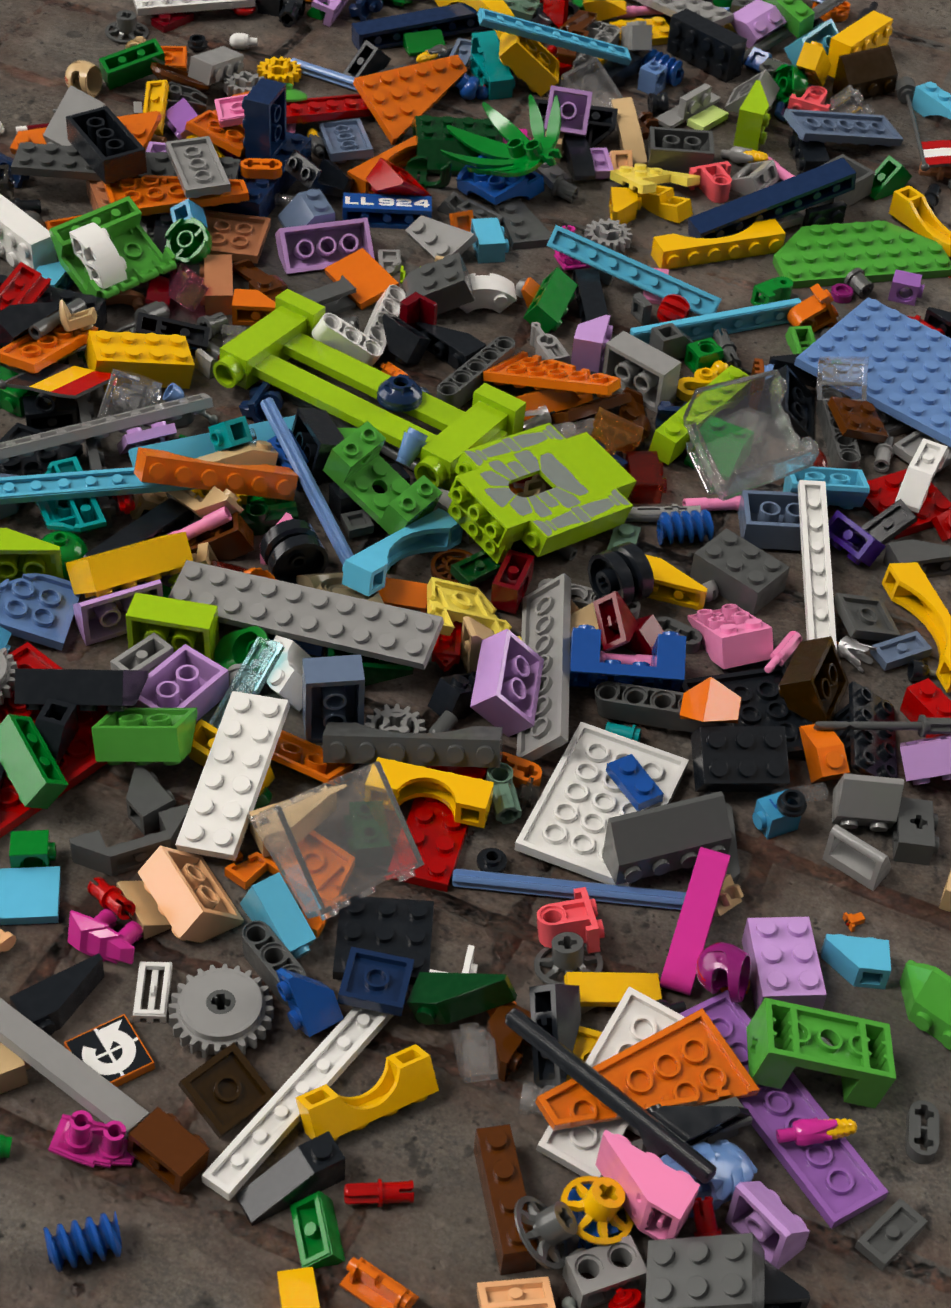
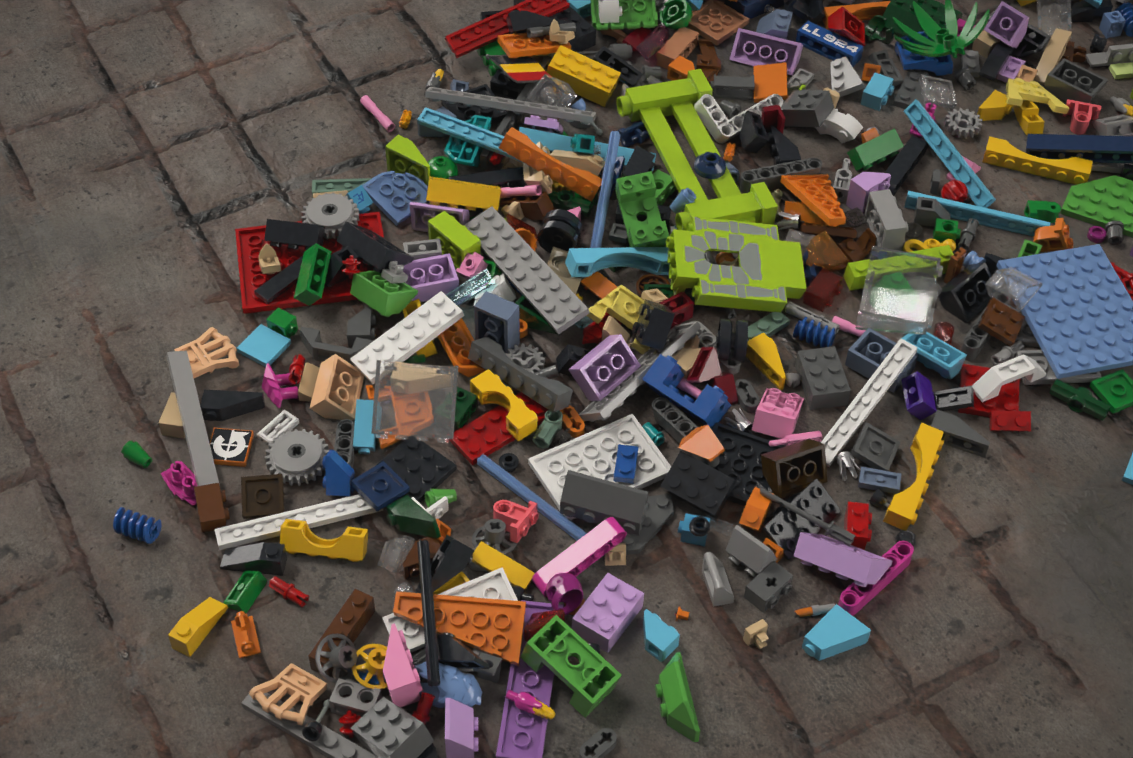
camera: 40 degrees right, 5 degrees up
(81, 722) = (351, 266): none -> red wheel
(146, 704) = (394, 273): none -> light grey tile
(234, 652) = (472, 265): none -> bright pink brick
(452, 954) = (435, 495): none -> bright green cone
(482, 575) = (653, 295): none -> tan tile
(523, 601) = (653, 324): none -> black brick
(550, 213) = (937, 91): none -> clear plate
(707, 667) = (743, 424): none -> flat silver piece
(733, 1019) = (539, 620): none -> clear red slope

